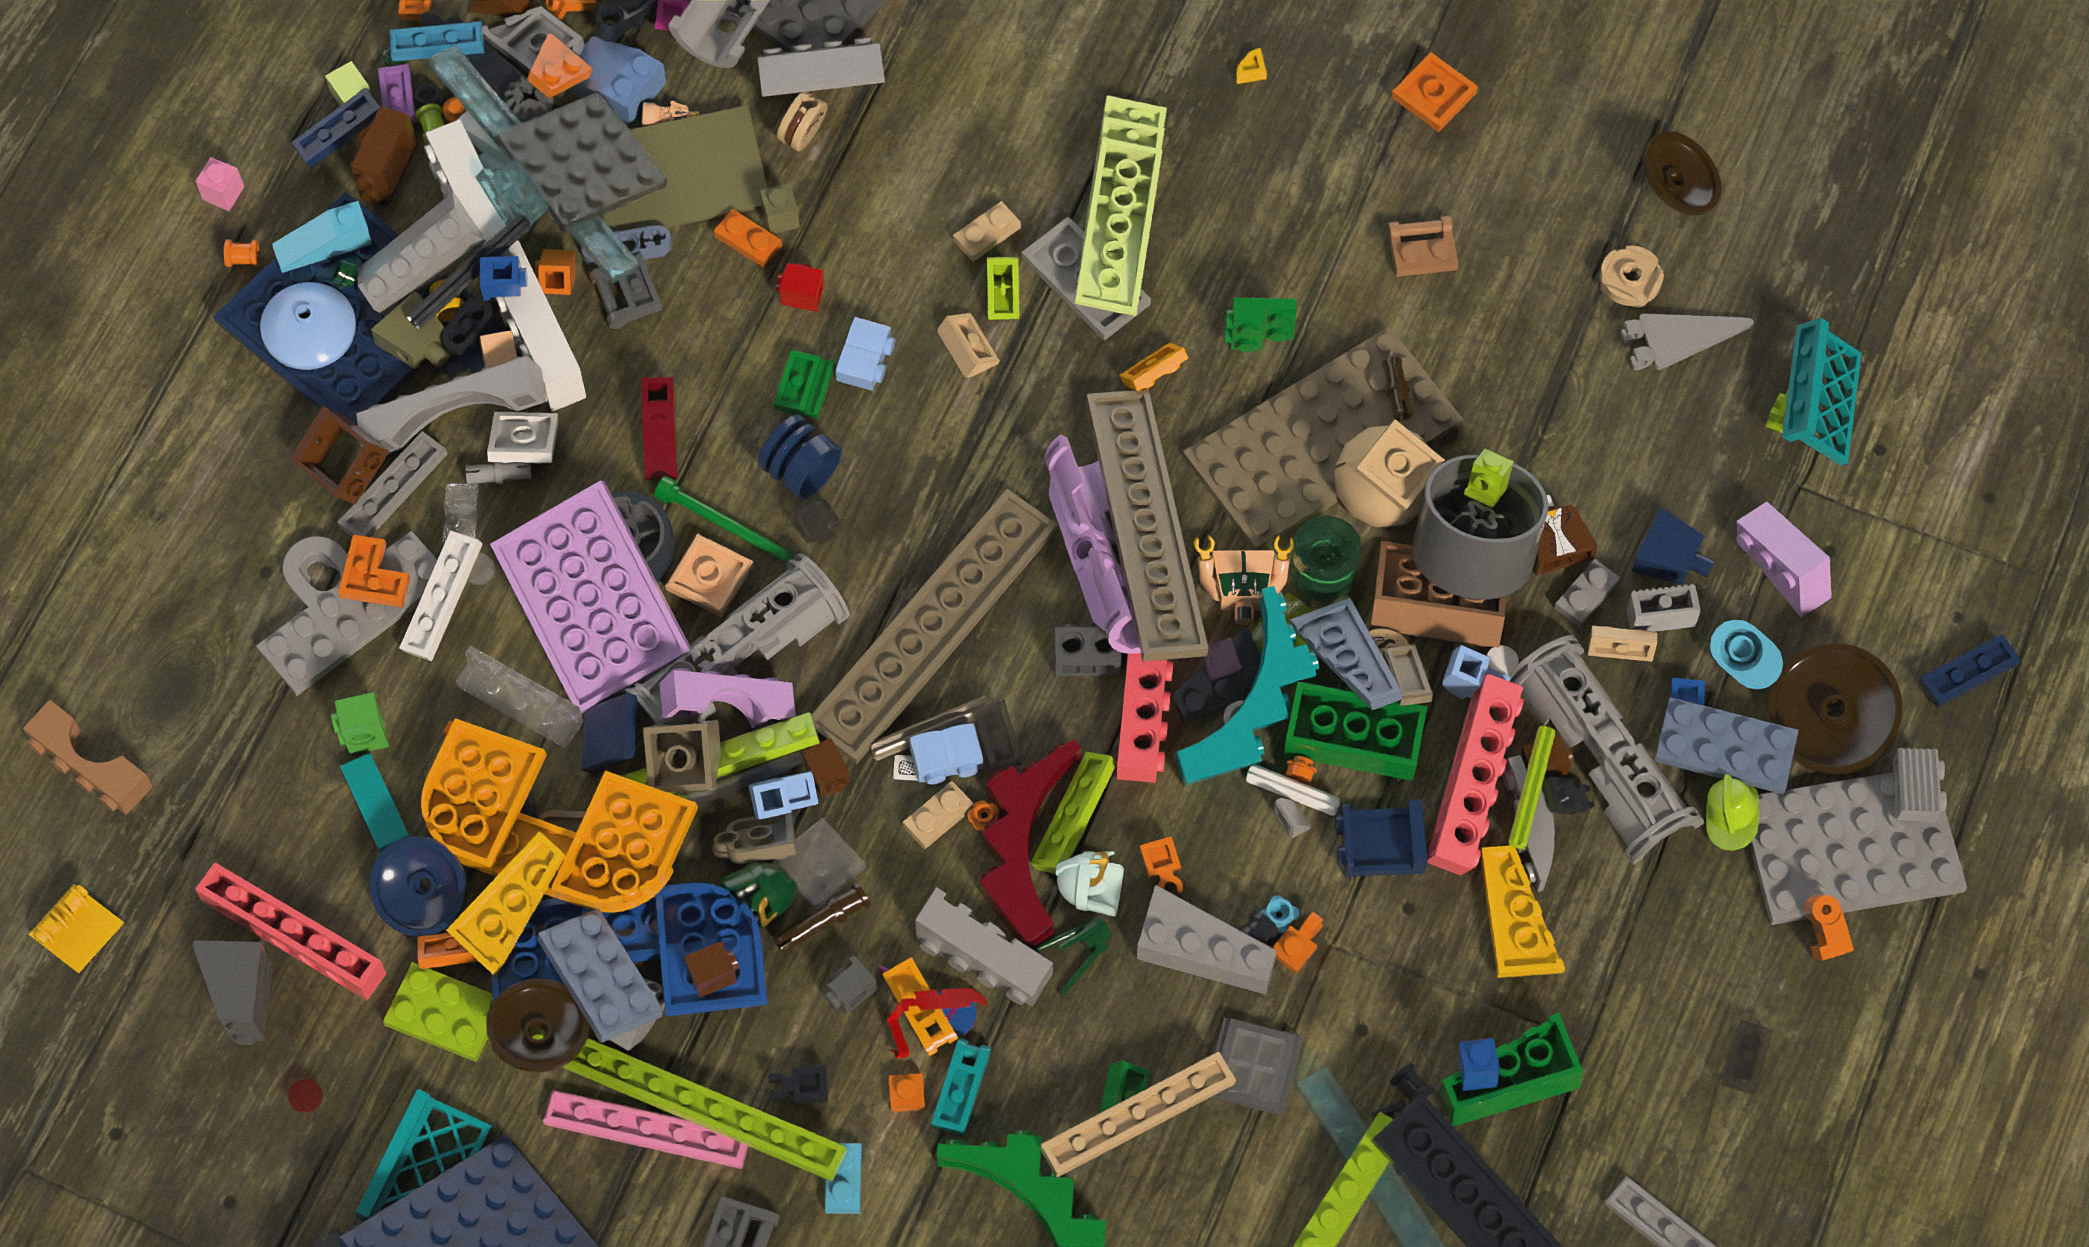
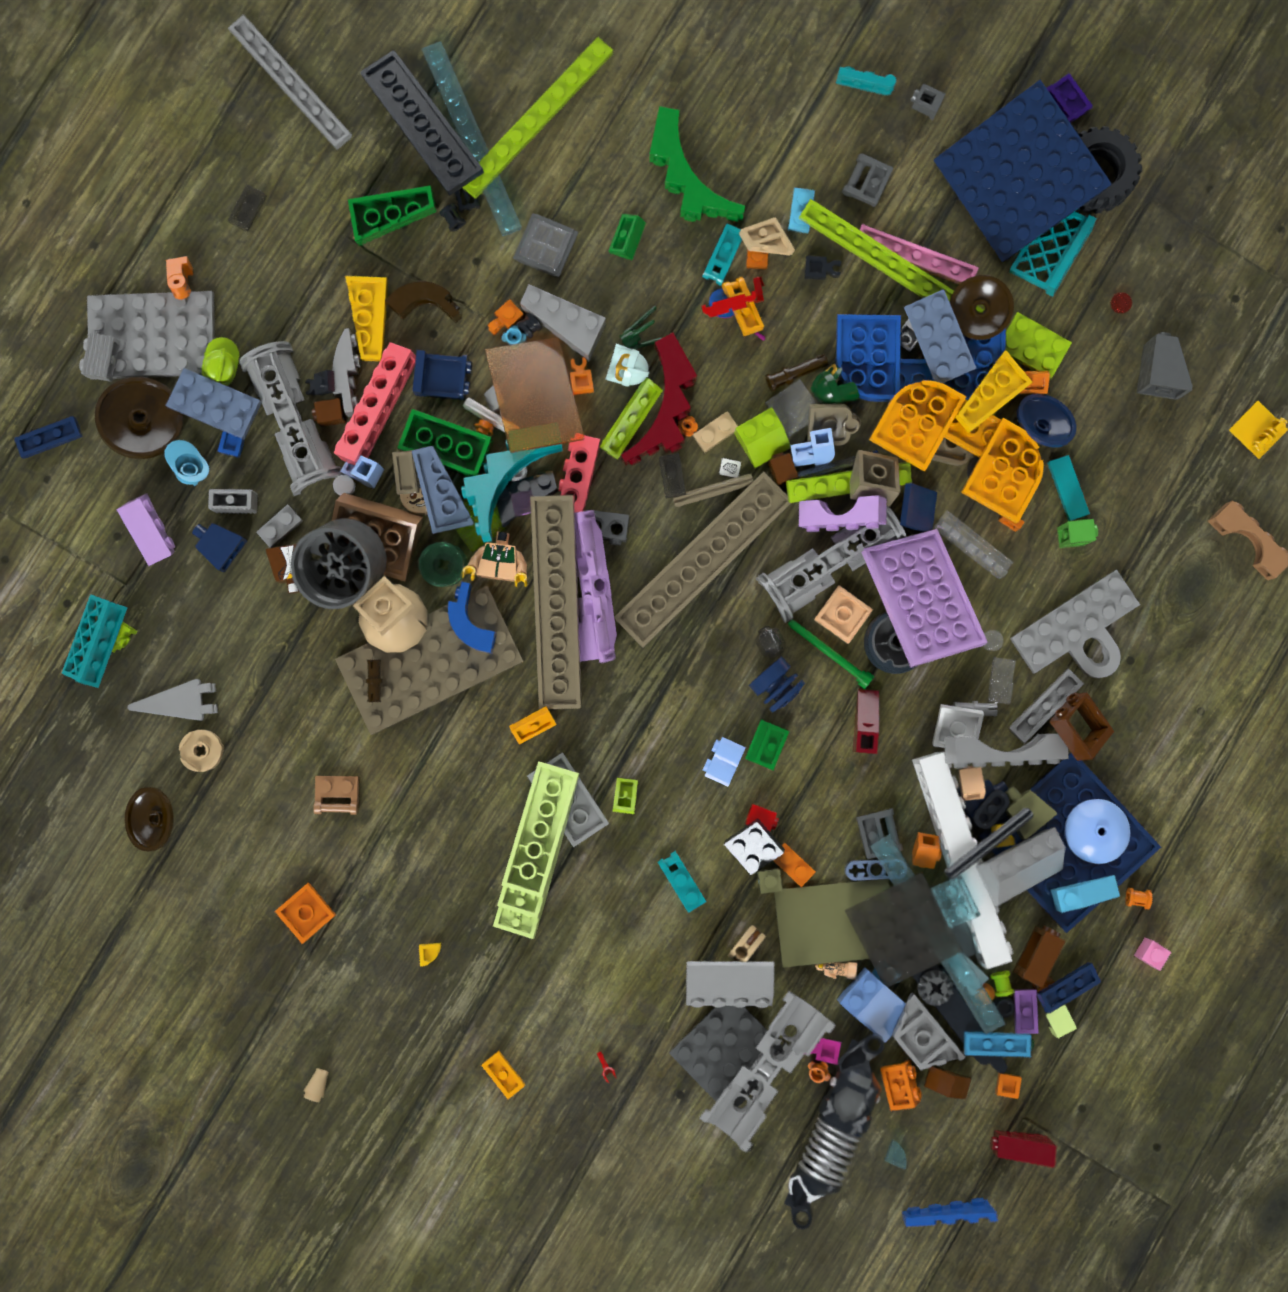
camera: 170 degrees left, 20 degrees up
(291, 931) = (1127, 403): coral brick -> none
(344, 274) = (1071, 863): dark green plate -> none
(366, 581) = (1069, 635): orange plate -> none
(441, 596) = (1019, 620): white plate -> none
(501, 277) = (975, 833): blue brick -> none
(557, 68) = (915, 1007): orange wing -> none
(711, 968) = (870, 332): reddish brown brick -> none
(807, 246) = (754, 846): none -> plate
(850, 986) = (784, 324): dark grey brick -> none
(865, 812) = (762, 437): none -> lime slope
(895, 1117) = (767, 238): none -> tan wing
(904, 196) = (682, 882): none -> teal plate
(946, 753) = (706, 468): light blue brick -> none
(967, 344) = (654, 762): tan slope -> none
(981, 950) = (700, 334): light grey wedge -> none
(987, 231) = (629, 847): tan plate -> none
(1137, 1114) = (621, 214): tan plate -> none
(1230, 820) = (534, 395): none -> clear orange piece
(1259, 319) = (462, 741): green plate -> none
(1271, 468) = (474, 637): none -> blue arch
(1432, 958) = (420, 293): none -> dark brown arch
(1478, 1064) = (410, 204): blue brick -> none
(1489, 478) = (326, 588): lime brick -> none
(1532, 787) = (341, 386): lime axle -> none
(1622, 643) = (255, 483): tan plate -> none

